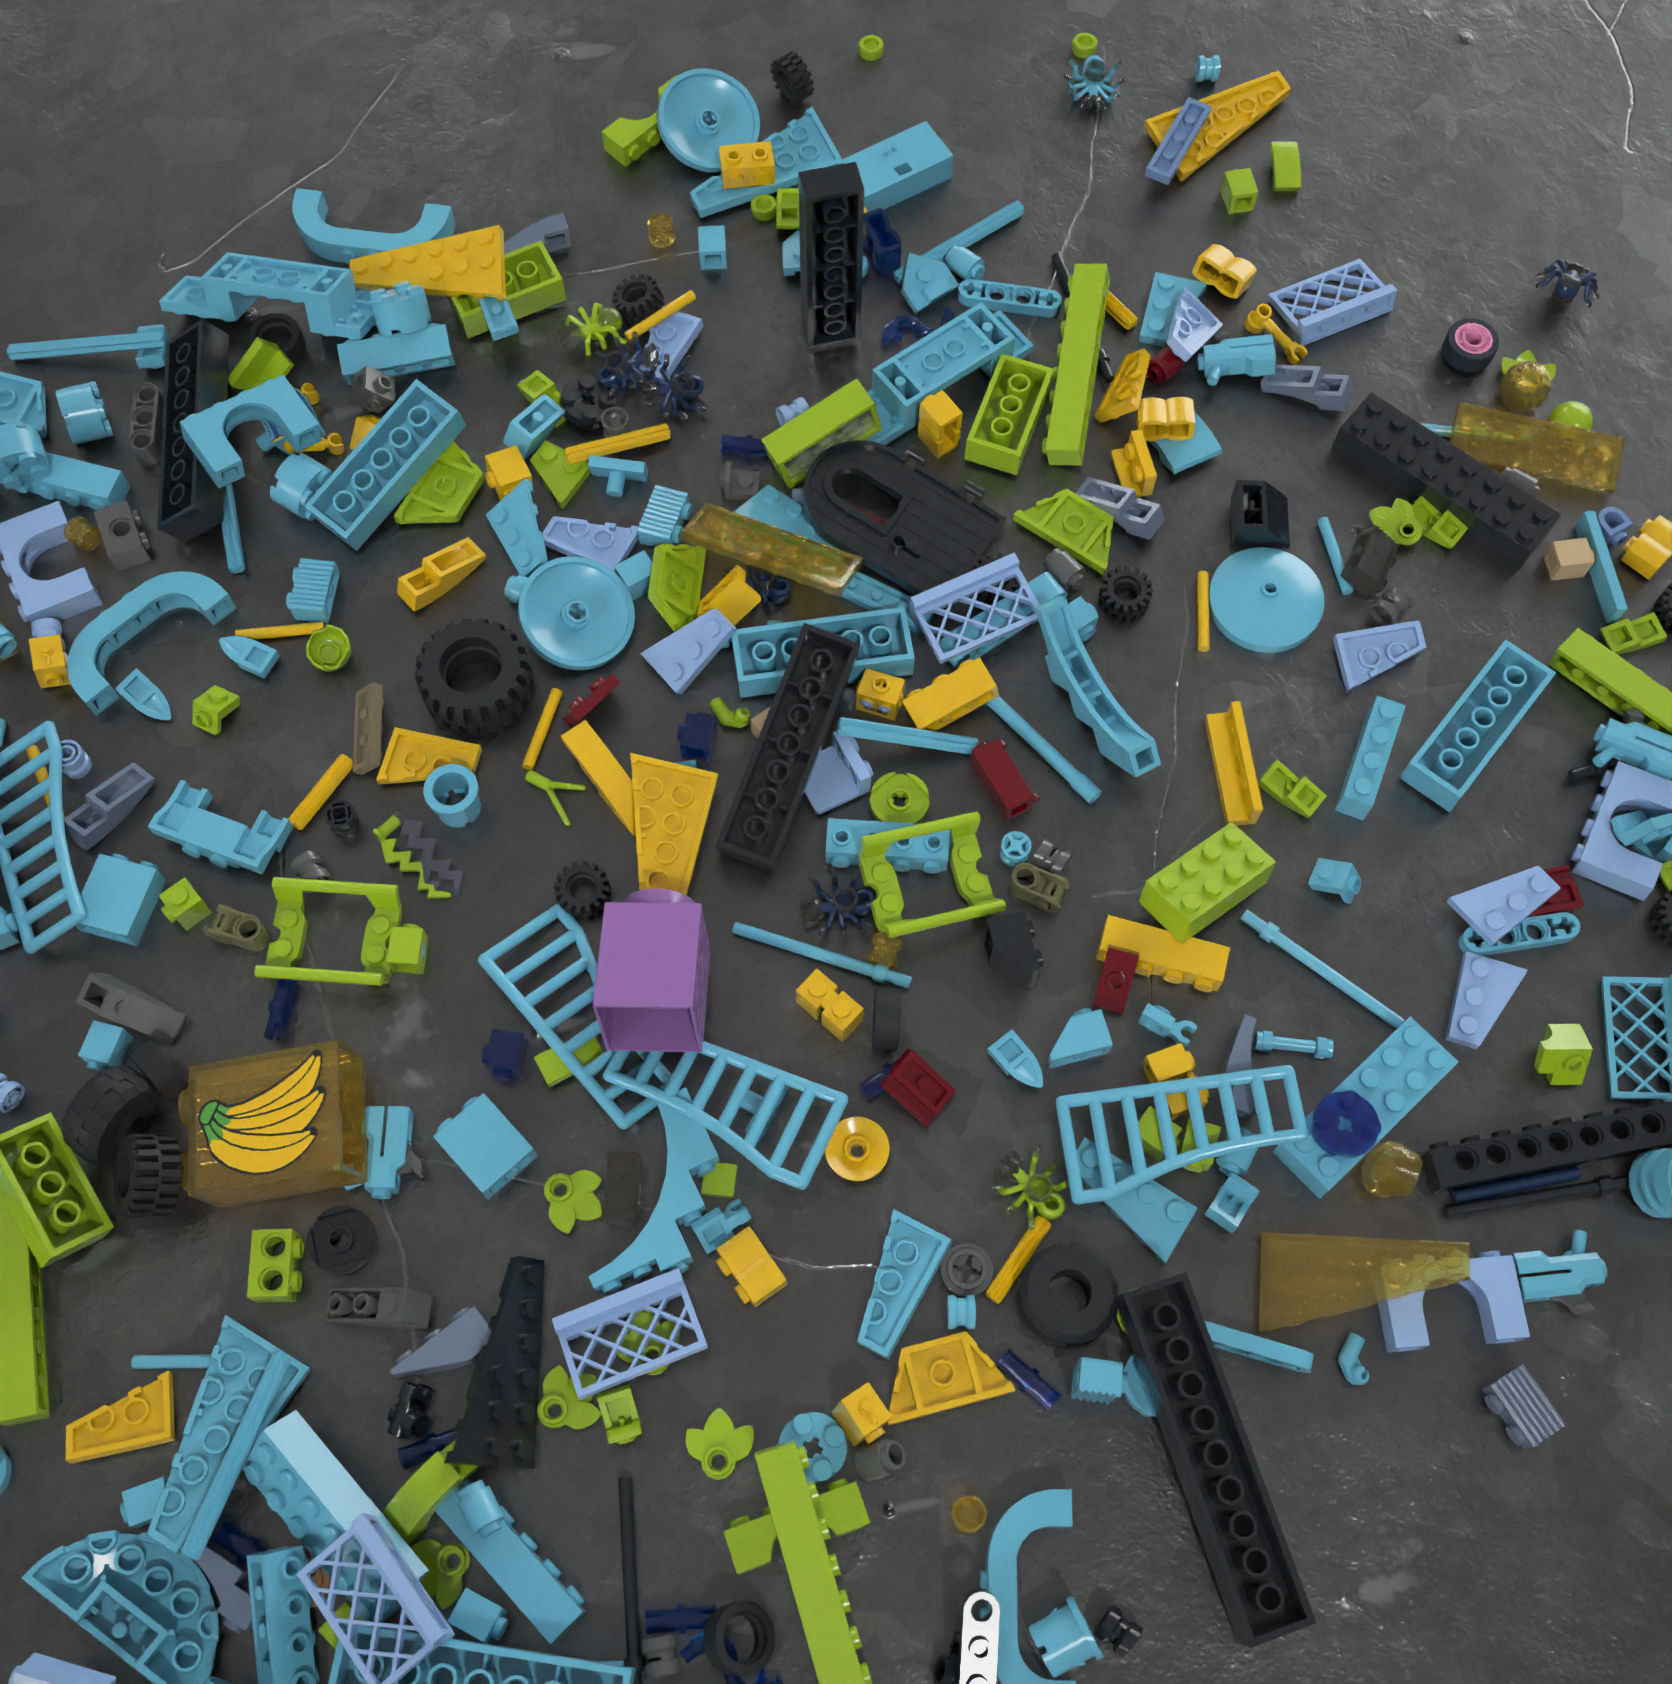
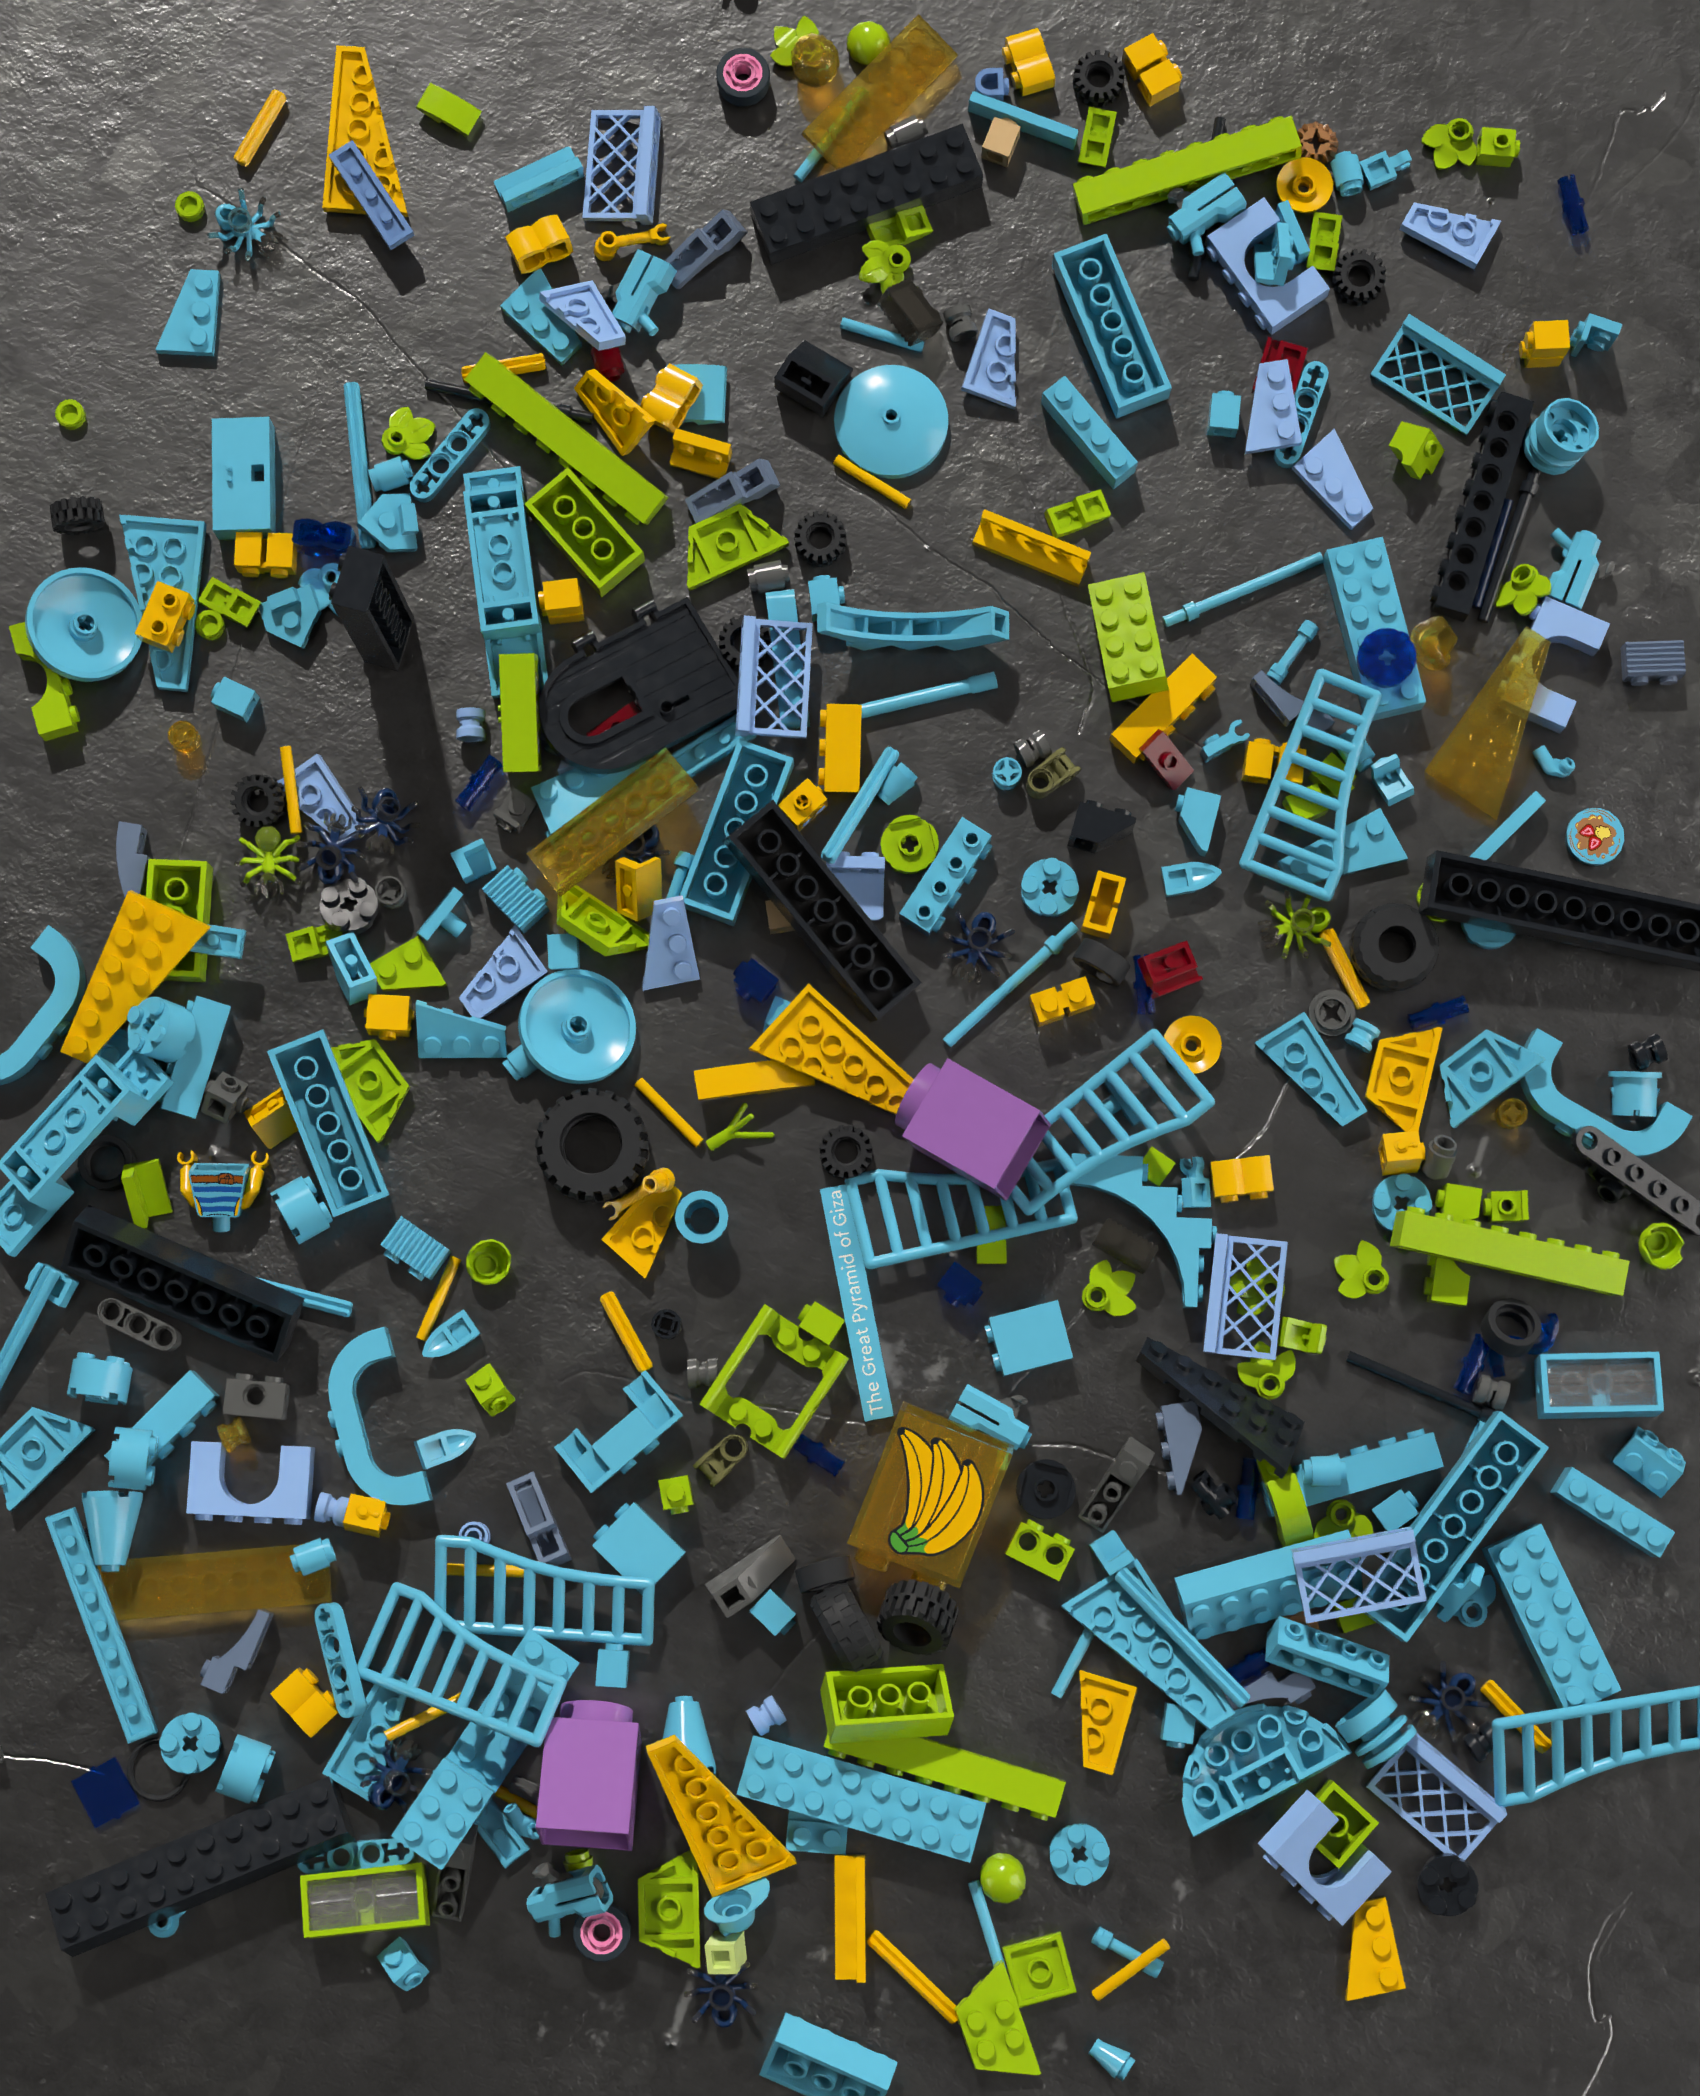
camera: 60 degrees left, 15 degrees up
(270, 402) = (216, 1192): medium azure arch -> none
(304, 1338) = (1111, 1552): none -> medium azure panel
(368, 728) = (587, 1263): dark tan plate -> none
(413, 829) = (707, 1268): piece -> none
(439, 573) = (460, 1127): yellow slope -> none
(439, 975) = (856, 1304): none -> medium azure tile
(468, 742) = (658, 1181): none -> yellow brick
(582, 706) = (672, 1056): dark red plate -> none
(617, 443) = (412, 900): yellow axle -> none
(678, 471) = (473, 861): none -> medium azure panel
(727, 717) = (748, 945): lime arm -> none
(867, 1577) = (1519, 1206): none -> lime brick
(884, 950) = (1037, 931): clear yellow wheel -> none
(891, 329) = (450, 535): clear blue animal -> none
(940, 957) = (1051, 871): none -> medium azure plate
(948, 762) = (897, 783): none -> medium azure cone
(956, 994) = (1104, 896): none -> yellow piece
(962, 859) = (1016, 828): lime piece -> none
(993, 1458) = (1483, 1072): none -> medium azure wing
(1001, 86) = (194, 317): none -> medium azure wing
(1002, 779) = (937, 748): dark red brick -> none
(1007, 262) = (411, 432): none -> lime plate
(1098, 1380) = (1471, 962): medium azure brick -> none
(1172, 57) = (260, 128): none -> yellow axle
(1207, 68) = (293, 109): medium azure wheel -> none
(1239, 190) = (453, 171): lime brick -> none
(1276, 251) = (539, 178): none -> medium azure panel
(1306, 1446) = (1594, 837): none -> tile
(1335, 878) = (1175, 529): medium azure bracket -> none
(1469, 864) = (1224, 414): none -> medium azure brick
(1503, 1233) = (1523, 589): none -> lime plate

